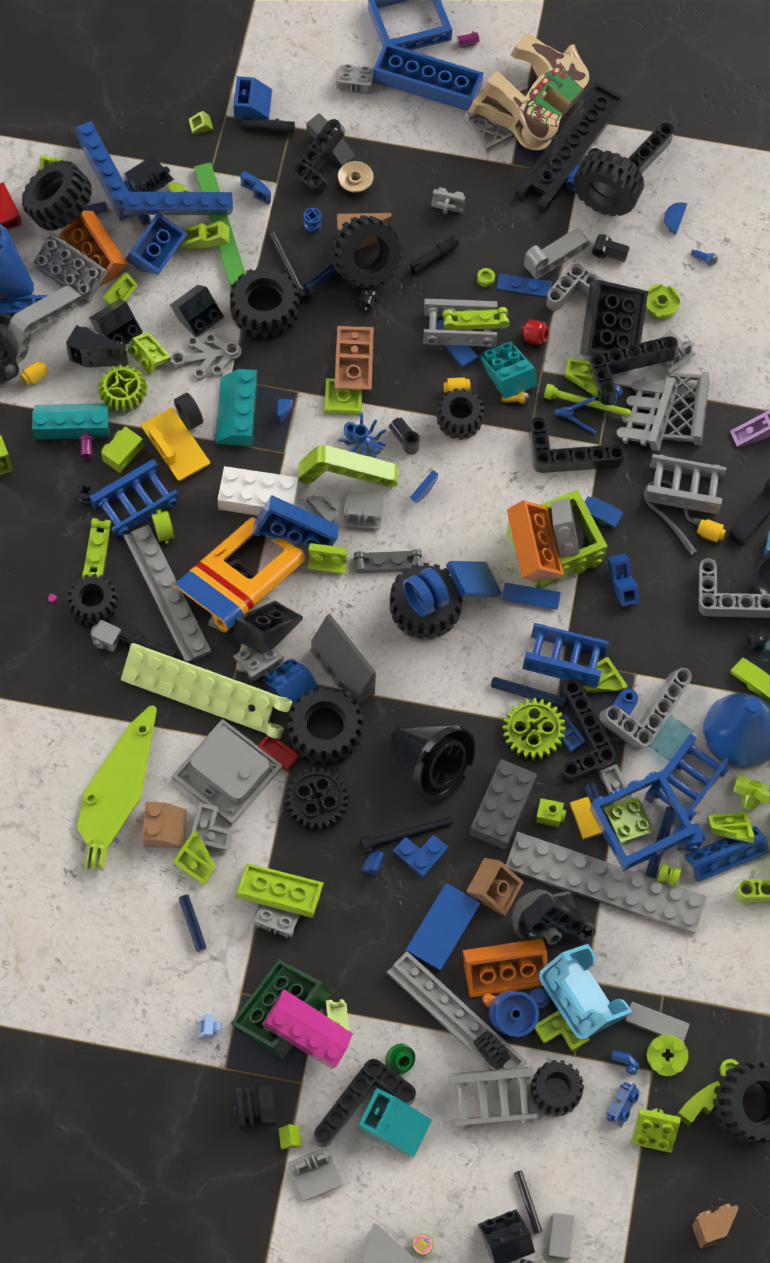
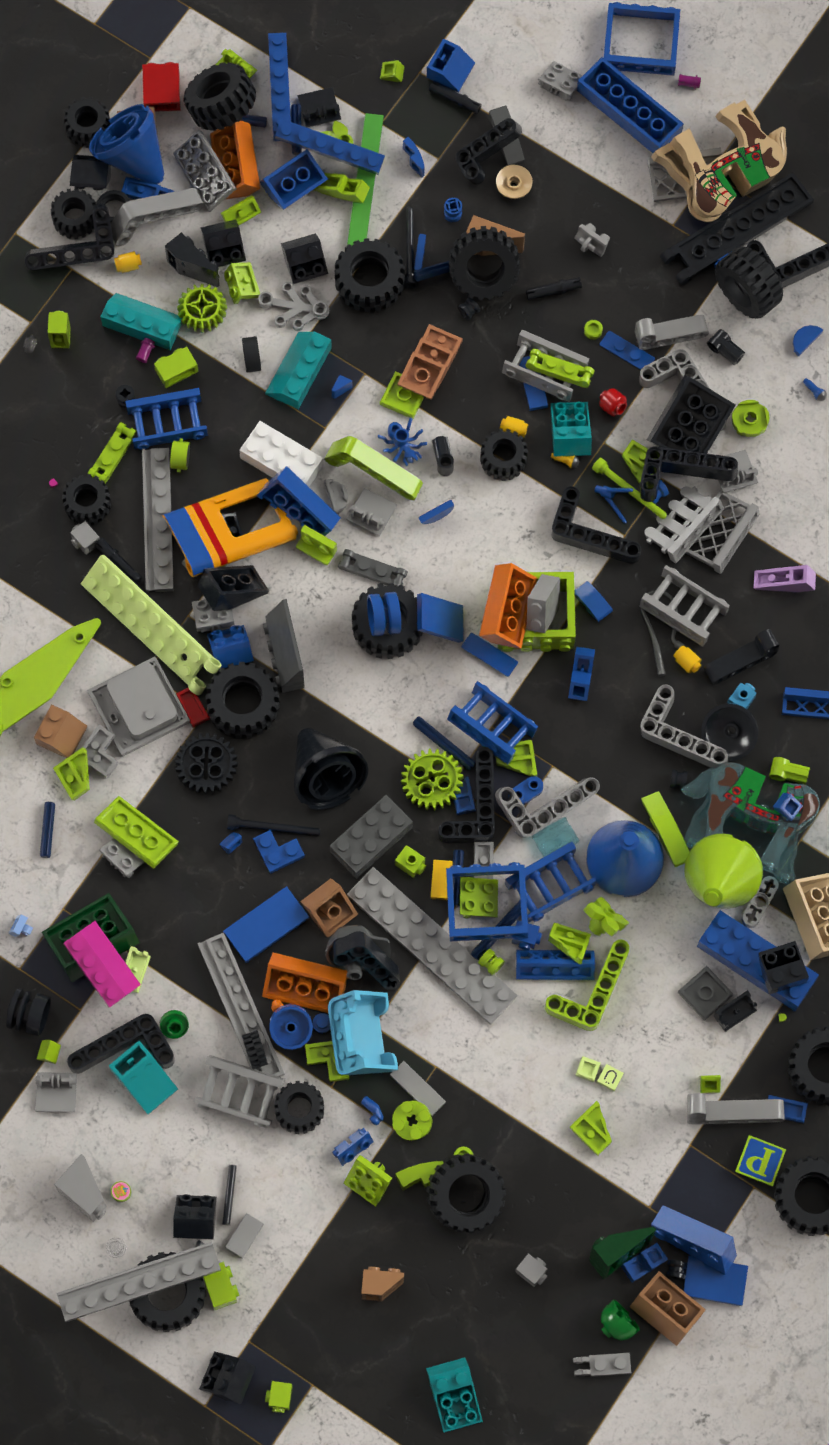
camera: 25 degrees right, 5 degrees up
(175, 444) = (227, 380): yellow bracket -> none
(300, 266) = (420, 252): none -> blue tile

